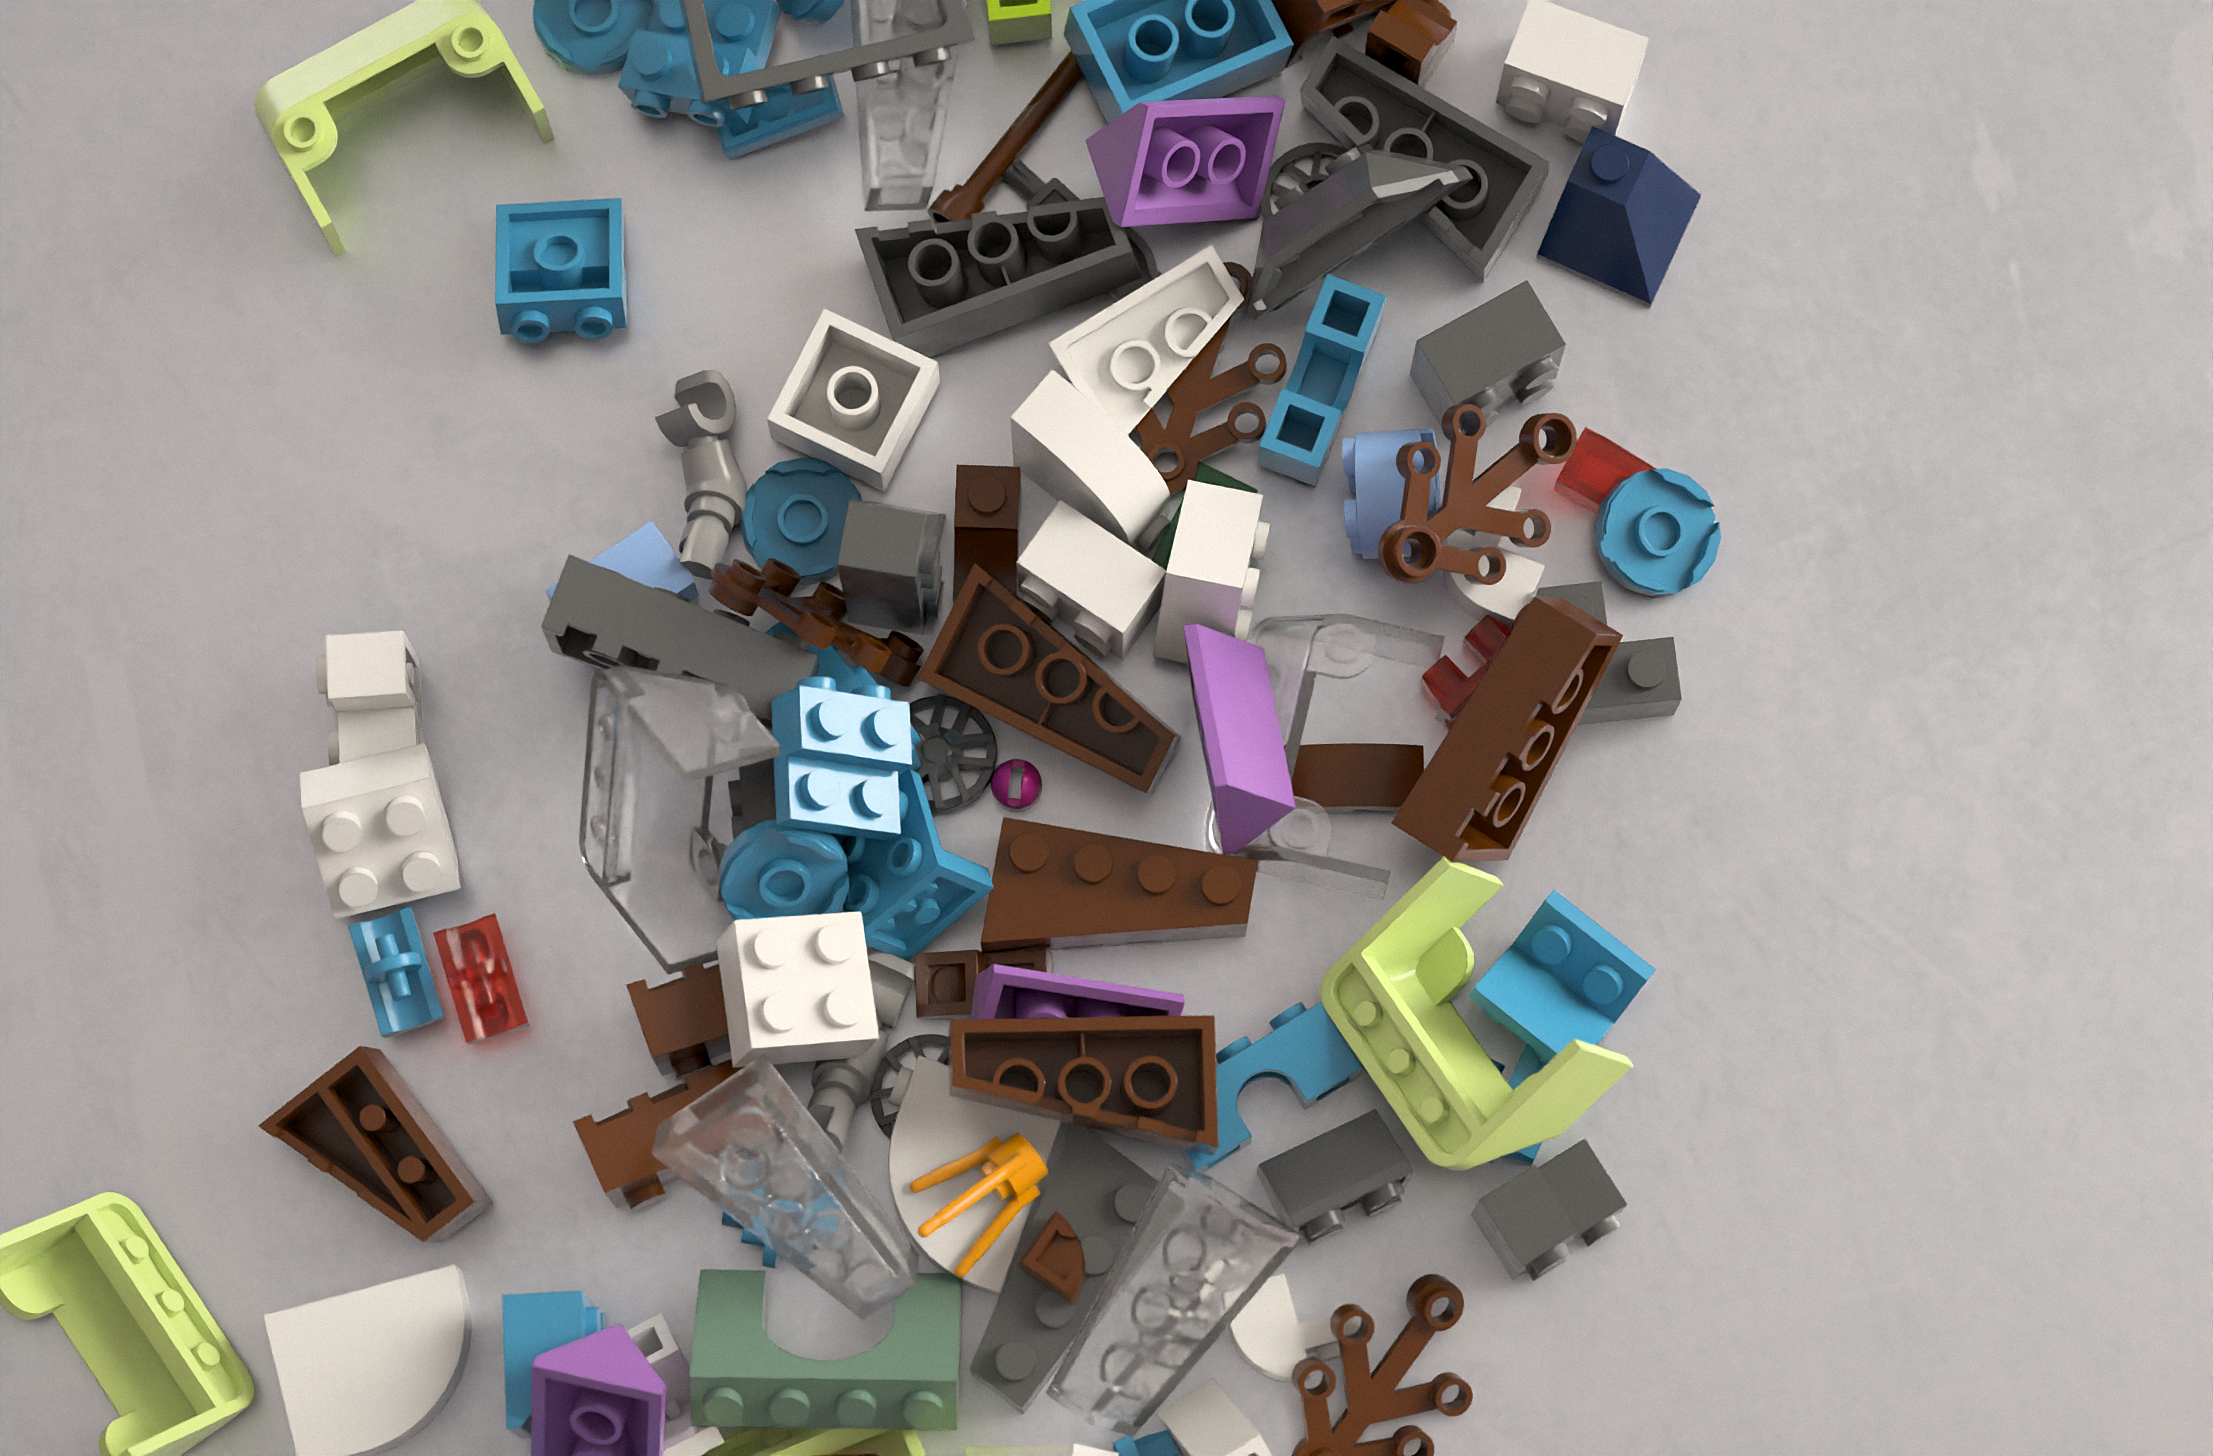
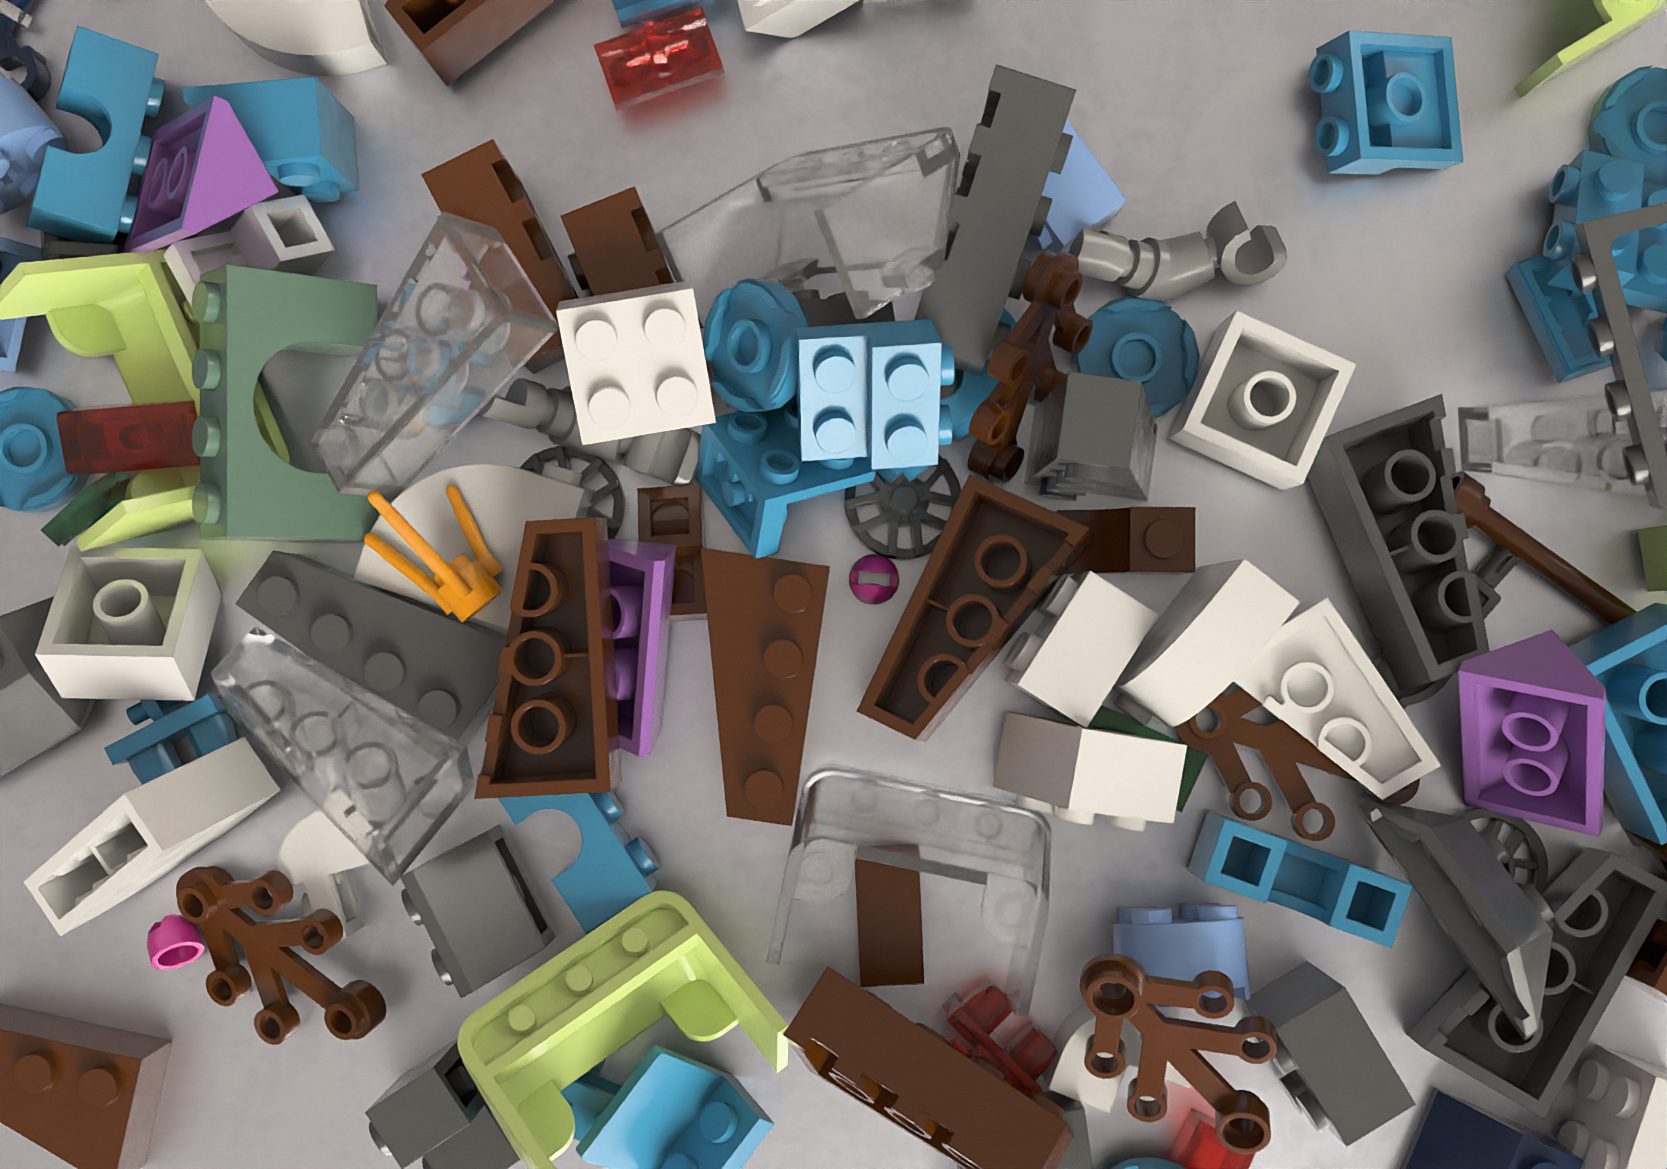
camera: 90 degrees right, 10 degrees up
(1056, 1259) = (373, 634): reddish brown tile -> none
(1238, 735) = (917, 804): medium lavender slope -> none

